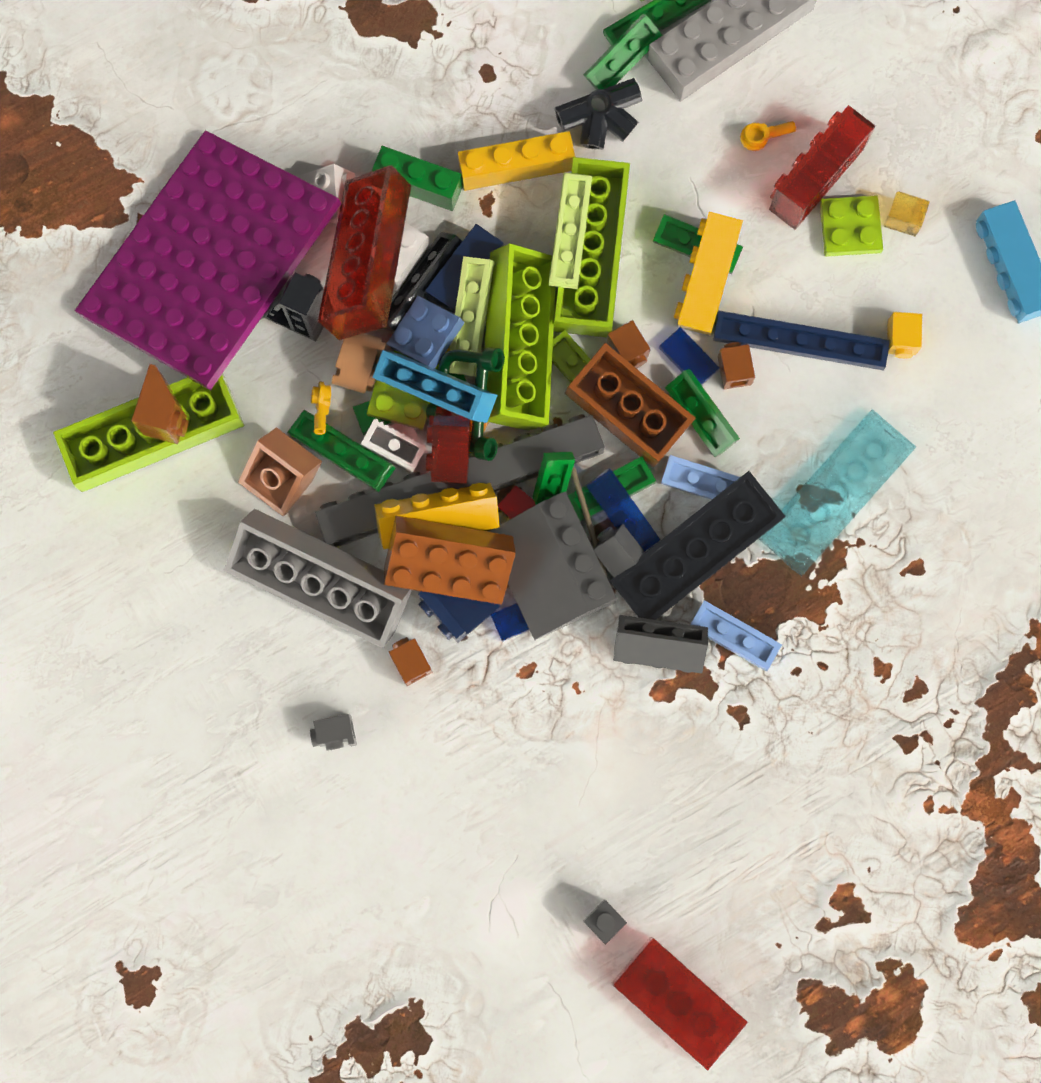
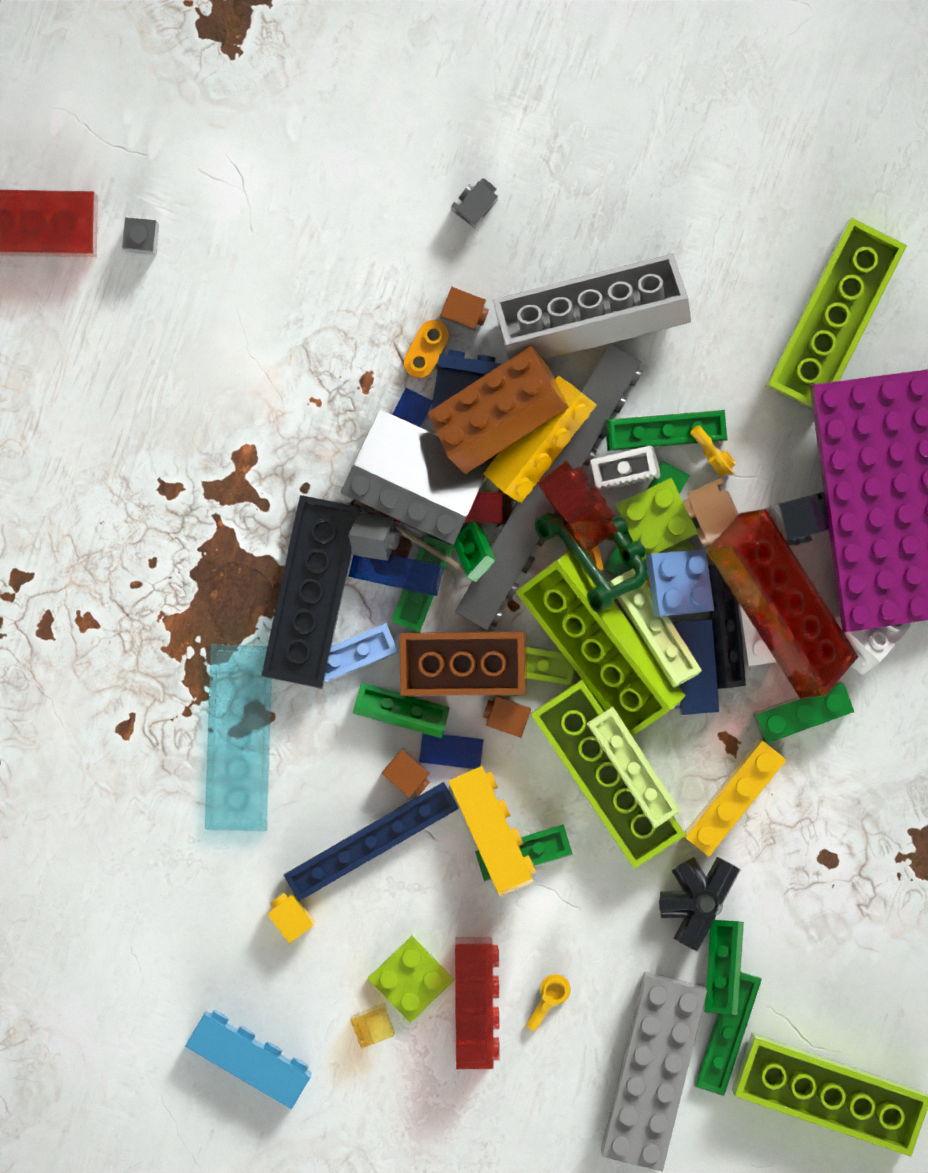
camera: 140 degrees right, 10 degrees up
(158, 409) = (831, 333): dark orange slope -> none
(279, 471) = (701, 372): nougat slope -> none
(435, 386) = (628, 537): dark azure brick -> none
(464, 659) = (426, 349): none -> light orange plate
(661, 644) = (276, 489): dark grey brick -> none
(737, 636) = (224, 548): light blue plate -> none

